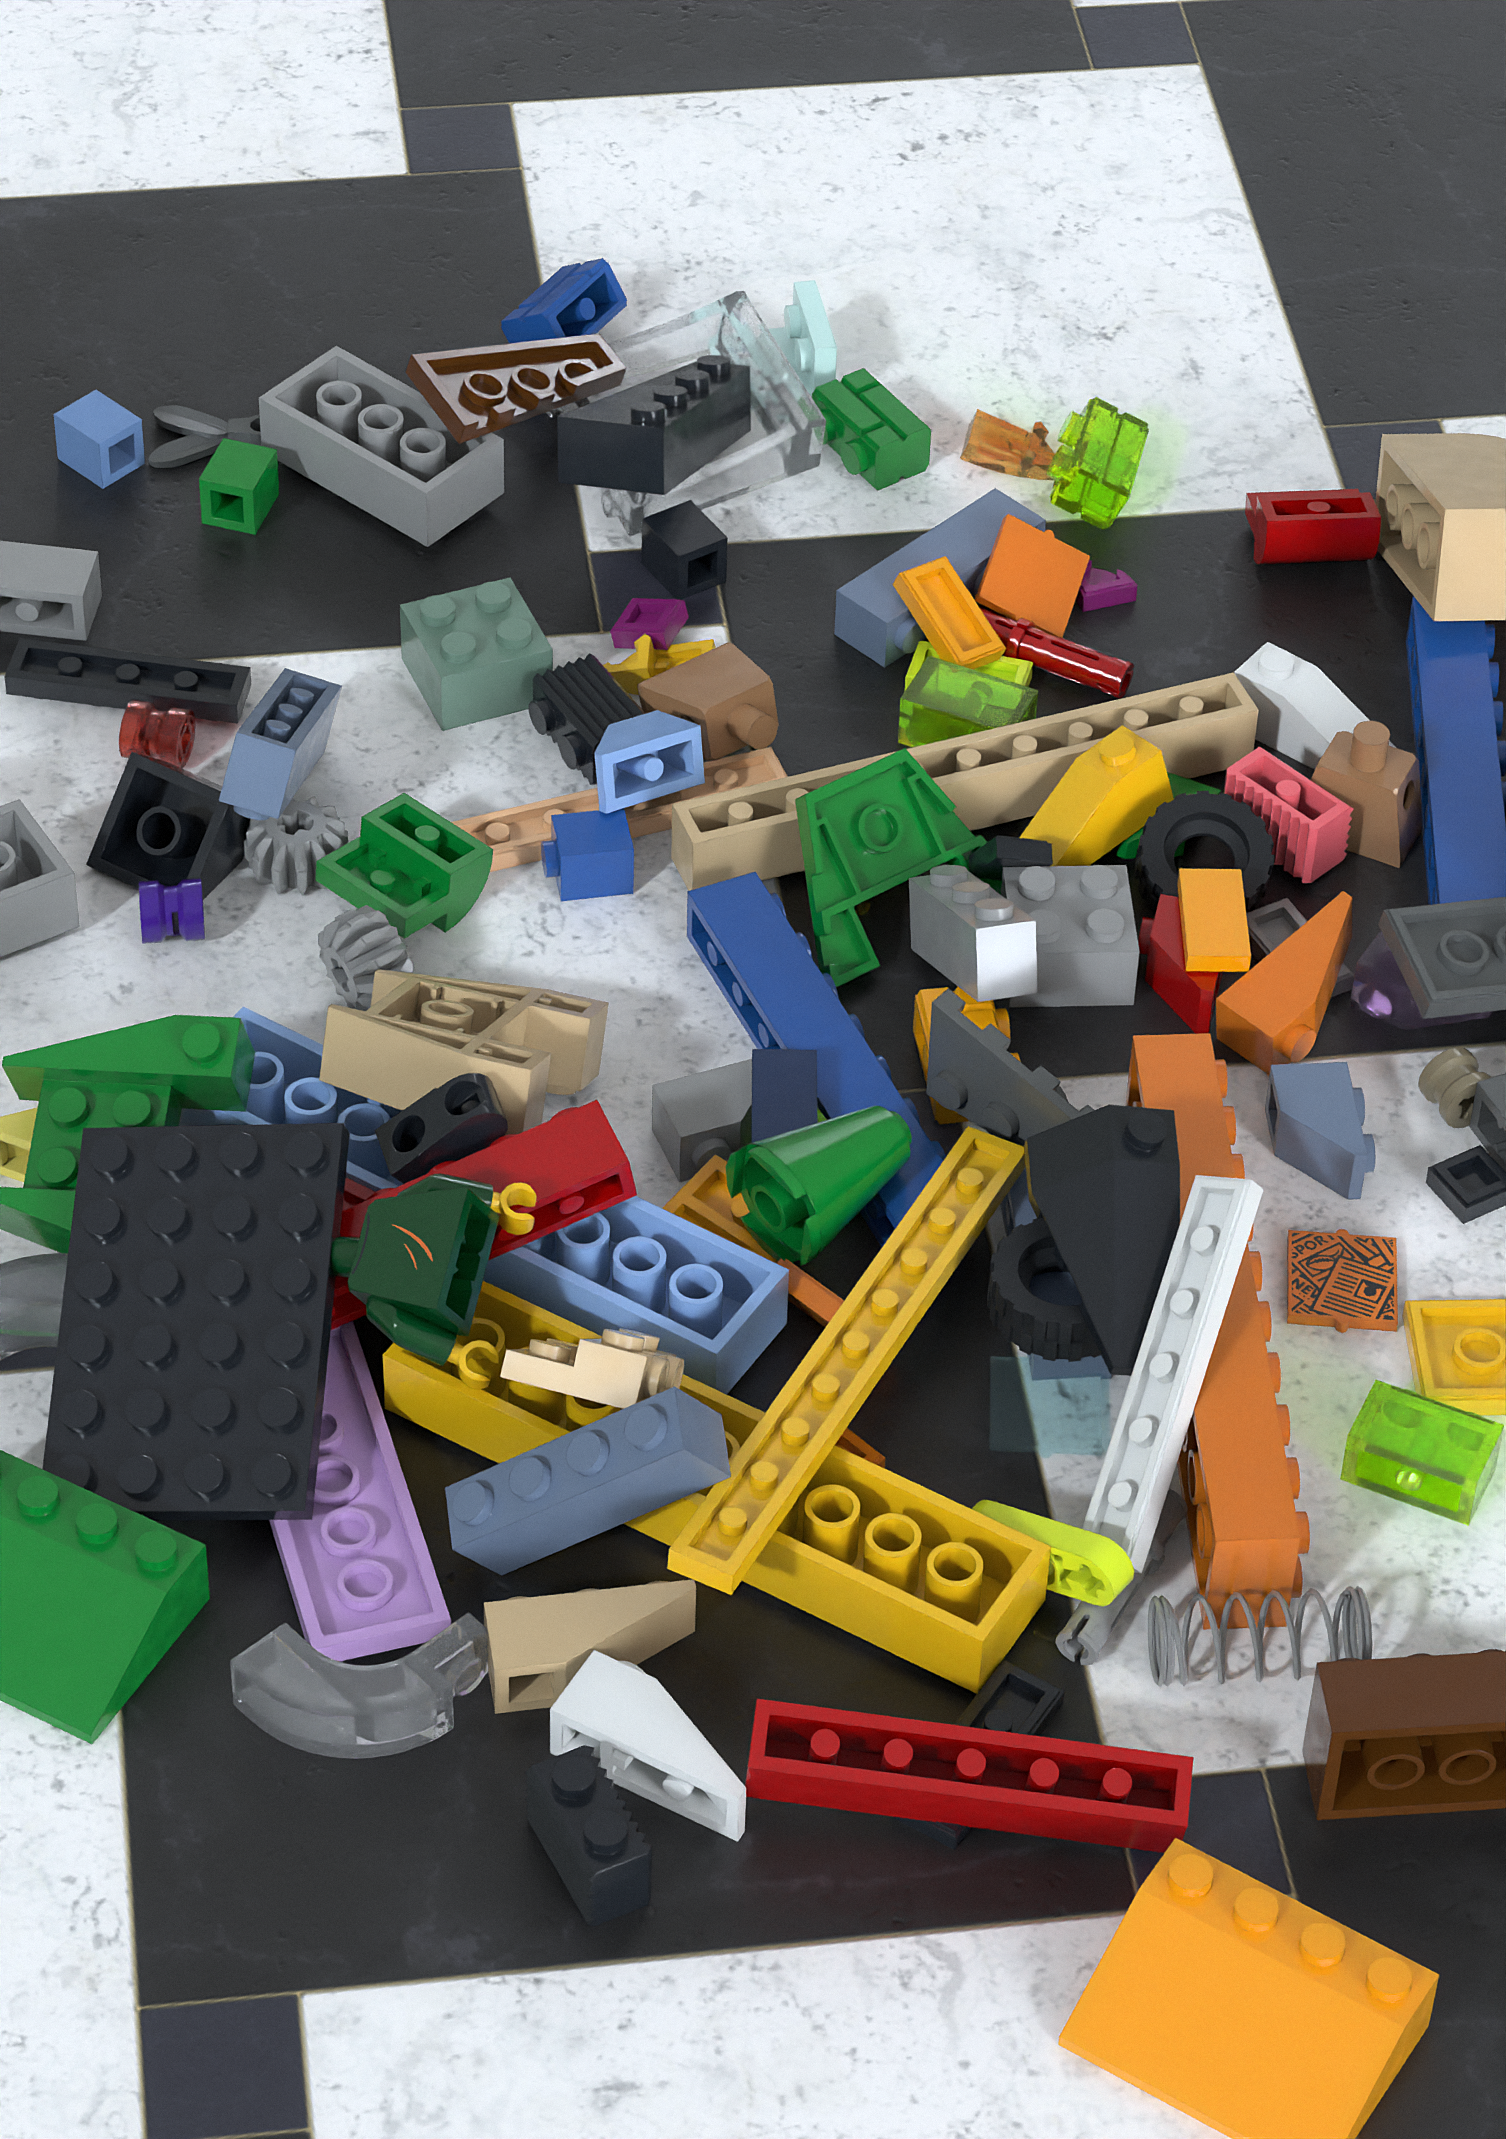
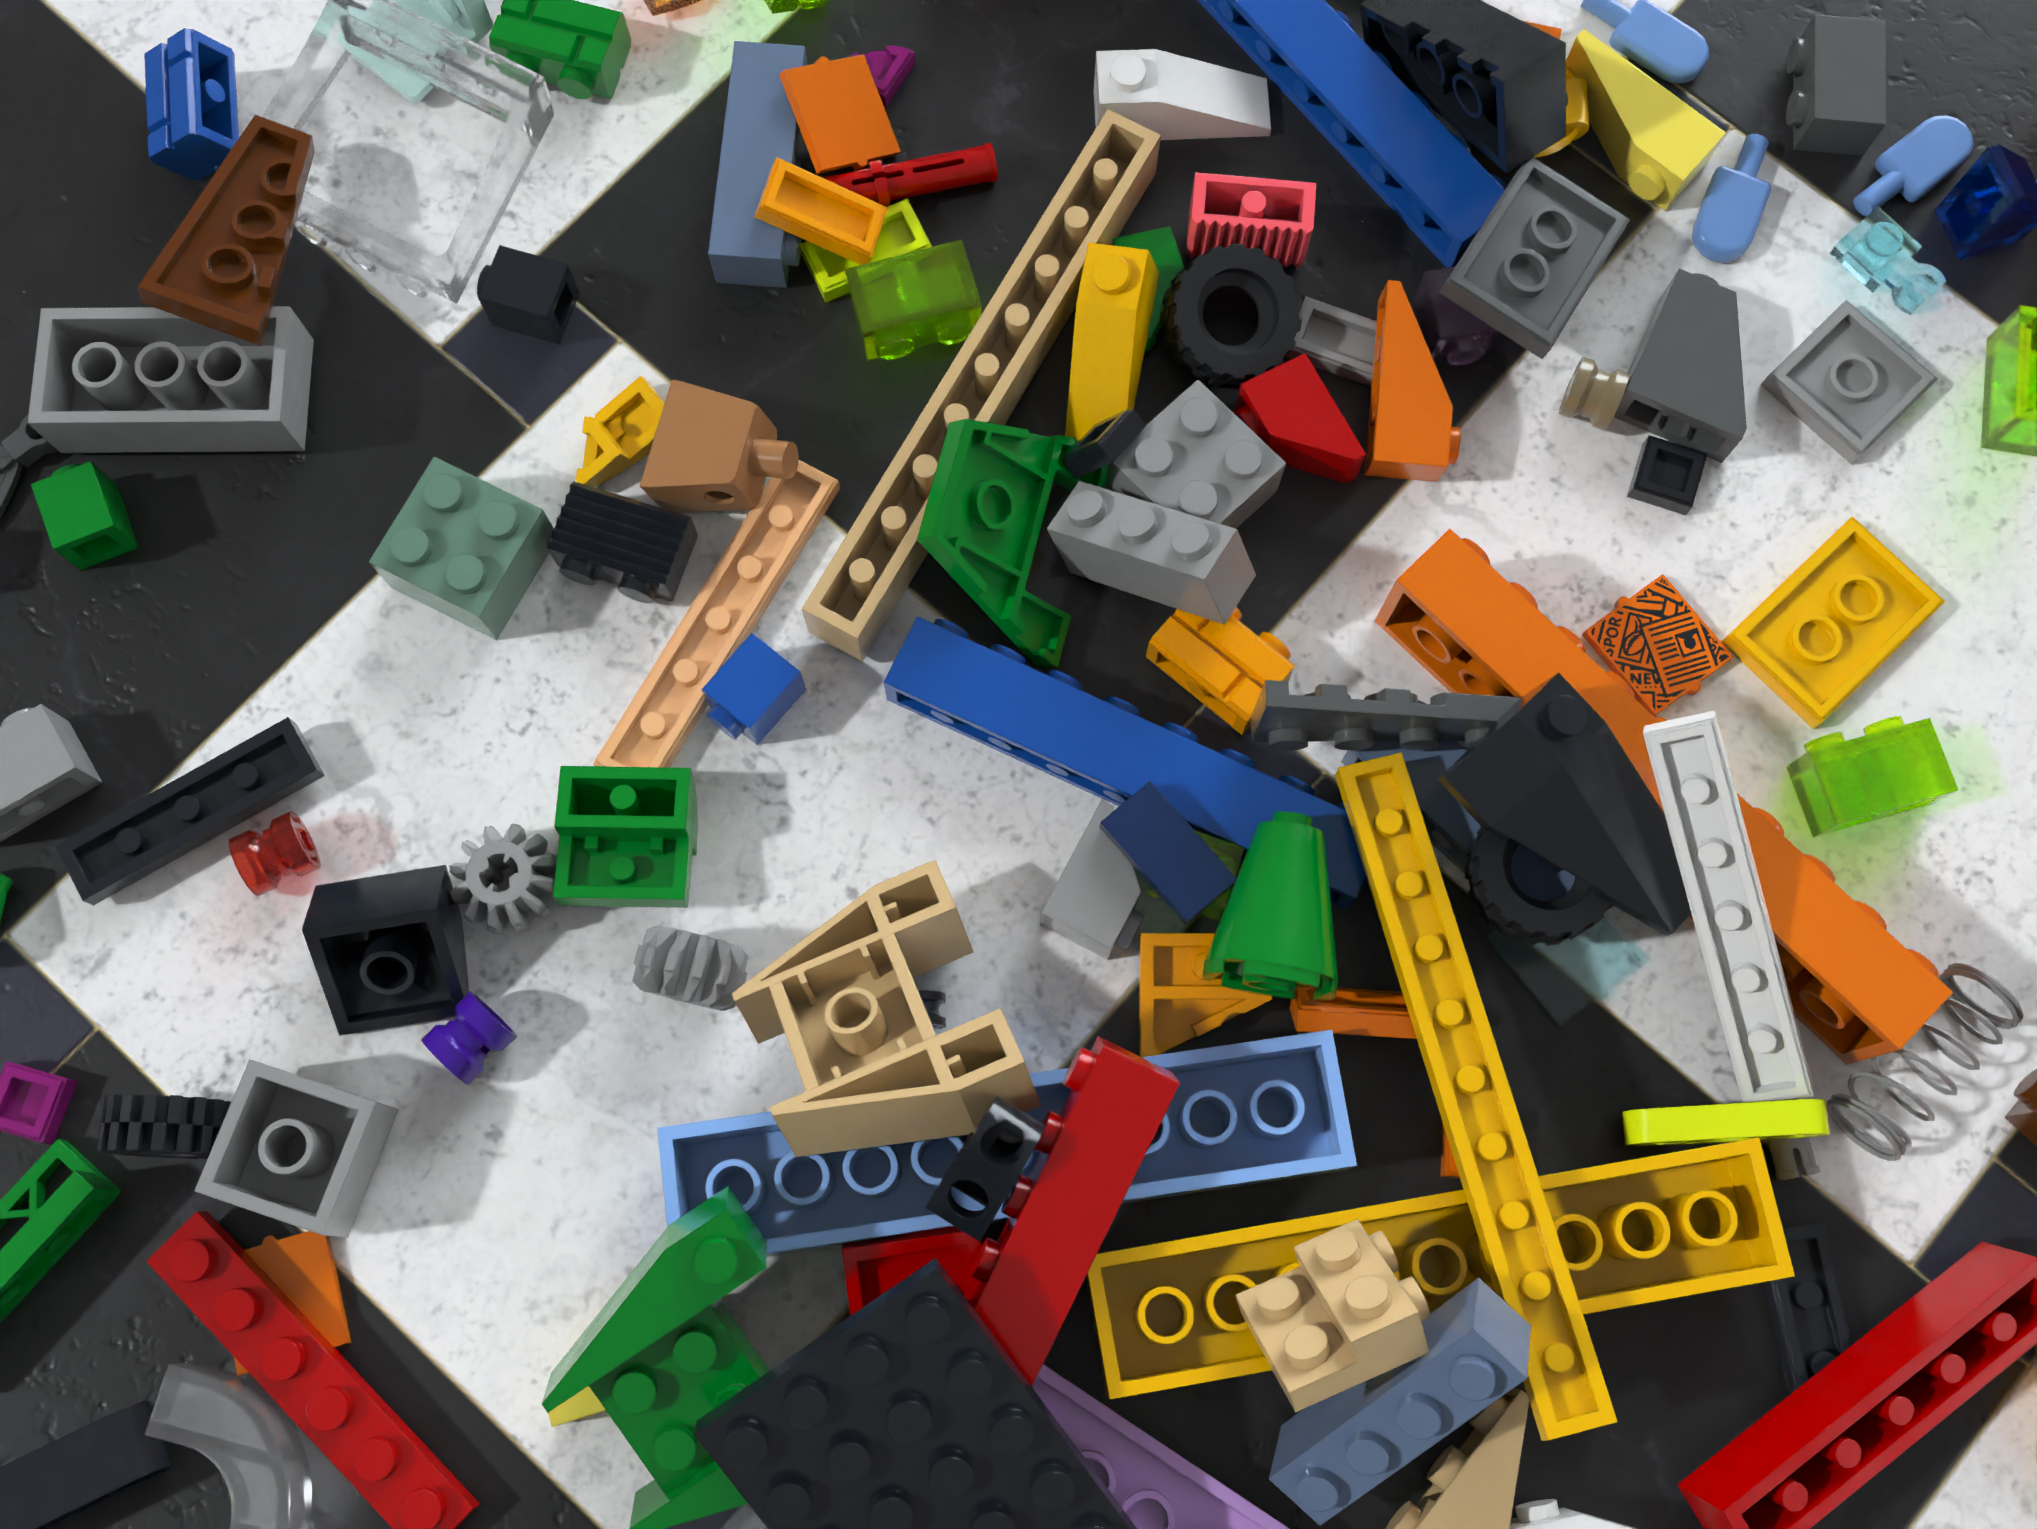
camera: 40 degrees left, 30 degrees up
(279, 745) = (422, 813): sand blue brick -> none
(426, 1263) = (1112, 1329): dark green torso -> none
(647, 759) = (729, 569): light blue slope -> none
(654, 617) = (569, 395): magenta tile -> none
(657, 429) = (408, 194): black wedge -> none
(1214, 920) = (1313, 384): light orange tile -> none
(1318, 1124) = (1533, 515): sand blue slope -> none
(1381, 788) = (1291, 143): medium nougat torso -> none

